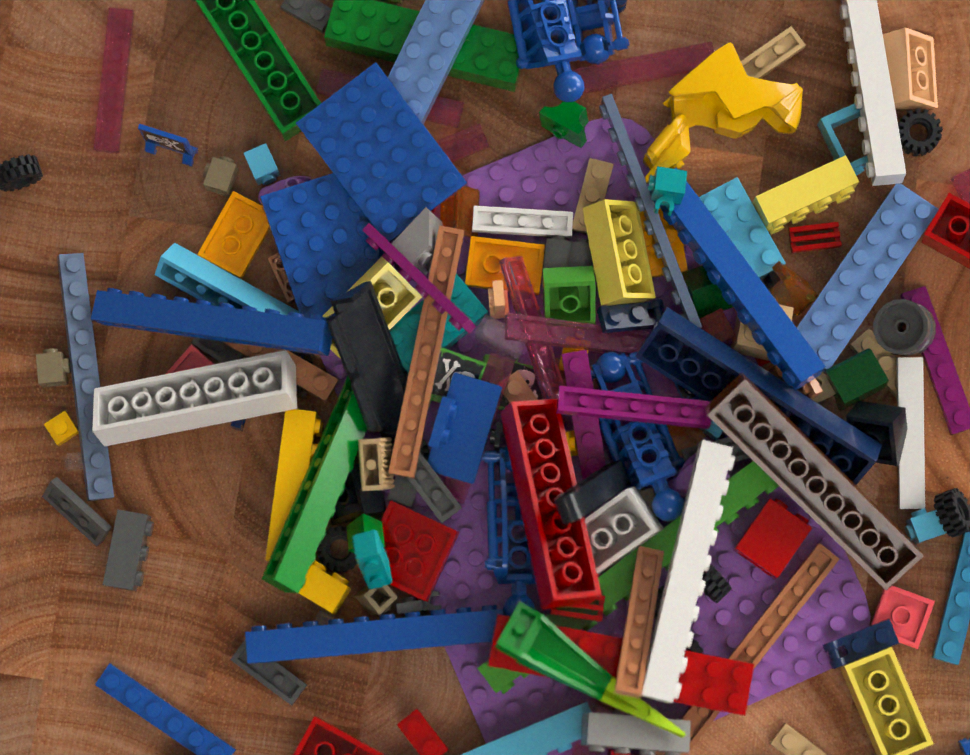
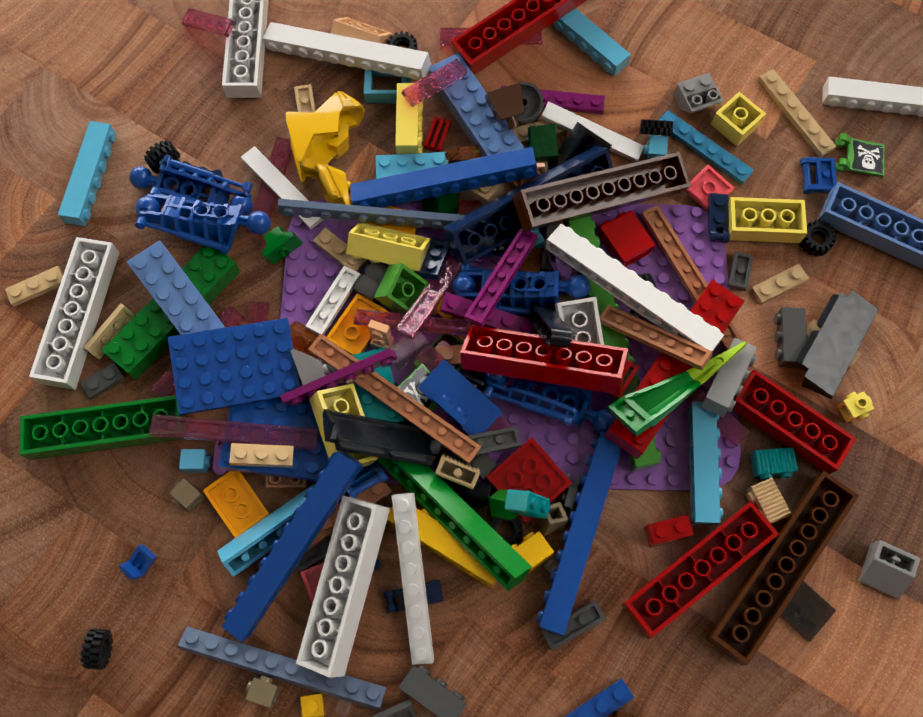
camera: 65 degrees left, 10 degrees down
(114, 80) = (70, 543): clear pink tile -> none
(124, 165) = (138, 563): none -> blue bracket
(168, 141) = (138, 518): blue flag -> none
(223, 482) = (433, 593): none -> dark blue plate
(237, 469) = (413, 578): none -> white plate
(293, 237) = (261, 455): none -> tan plate
(305, 194) = (232, 432): none -> clear pink tile
(324, 367) = (367, 478): none -> blue plate
(647, 76) = (276, 181): none -> white tile
(667, 187) = (362, 190): teal brick -> none
(801, 700) = (740, 271): none -> dark grey plate
(870, 202) = (434, 82): none -> clear pink tile
(880, 307) = (506, 104): none -> reddish brown torso

